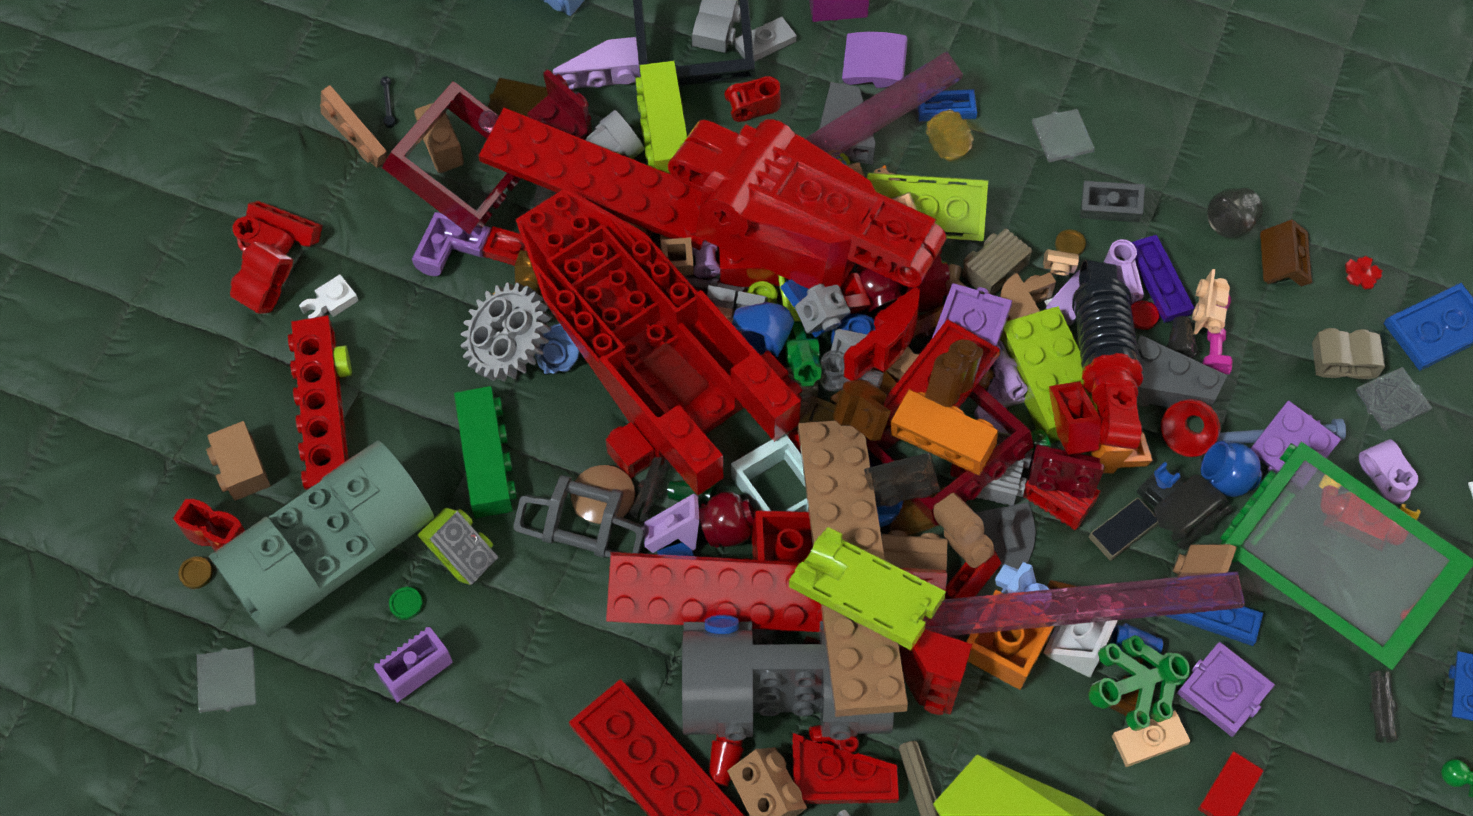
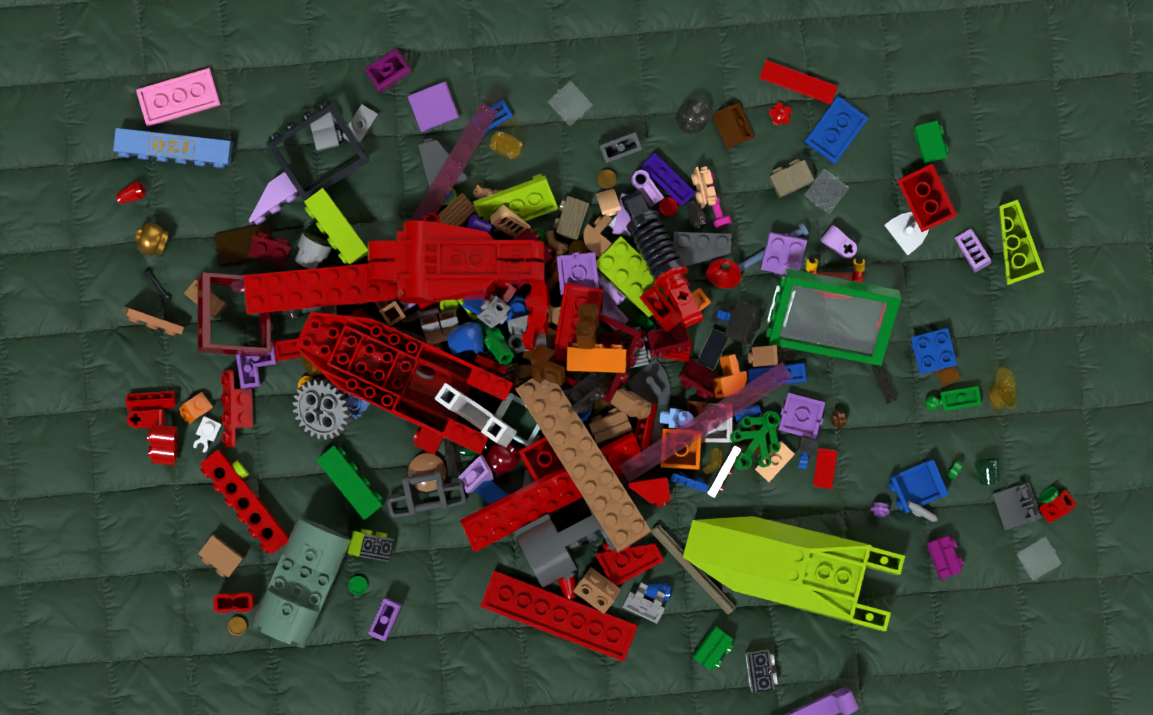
camera: 30 degrees left, 25 degrees up
(226, 679) = (290, 672): clear piece -> none
(335, 258) = (195, 408): none -> orange bracket
(391, 287) = (236, 408): none -> red bracket
(415, 39) = (151, 239): none -> pearl gold piece
(679, 350) = (425, 372): none -> piece
(721, 624) = (534, 526): blue piece -> none
(737, 442) = (476, 414): none -> white arch
(755, 98) = (375, 176): red piece -> none
(866, 589) = (601, 478): lime piece -> none
(996, 695) = (697, 483): none -> blue wing
(1053, 692) = (715, 461): none -> clear yellow arm
(1064, 706) = (725, 470): none -> wing
(1081, 556) = (697, 377): none -> dark red bracket
(1138, 566) = (732, 379): none -> orange brick
(1214, 742) = (806, 447): none -> pearl dark grey piece
(1231, 468) = (755, 288): blue piece -> none
(1286, 721) = (838, 419): none -> reddish brown plate
(1407, 244) = (798, 82): none -> red tile

